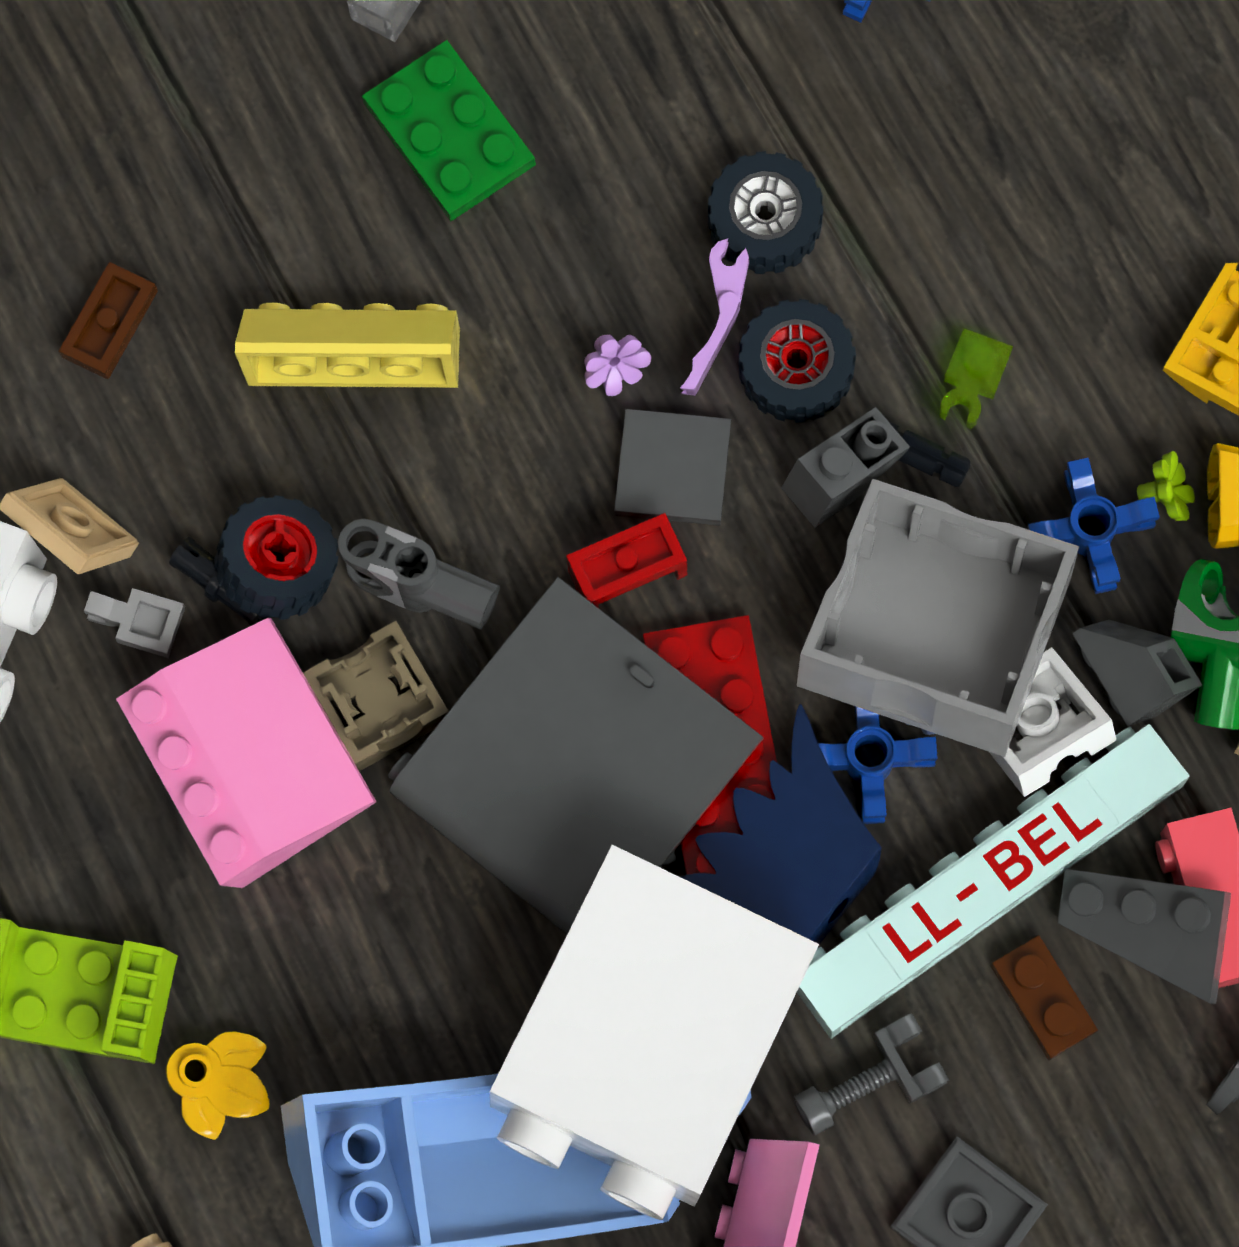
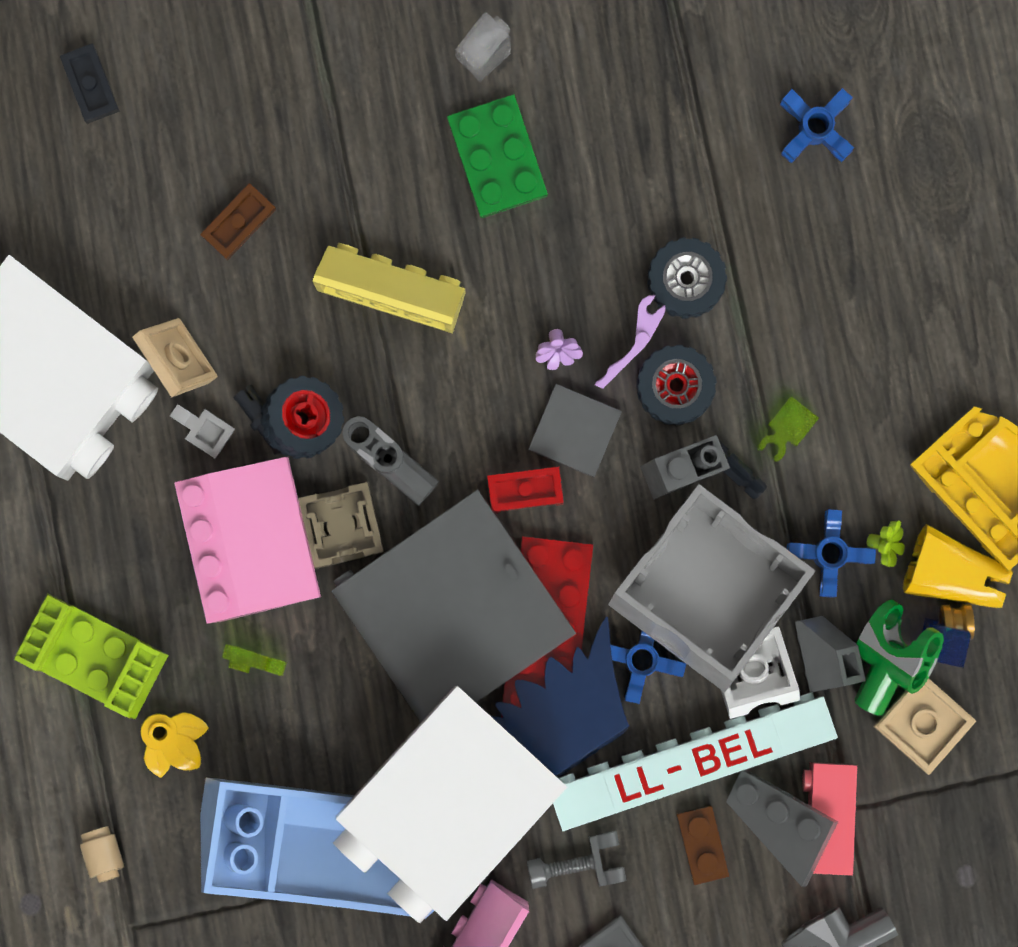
camera: 10 degrees right, 10 degrees up
(291, 925) = (244, 659): none -> clear neon green plate

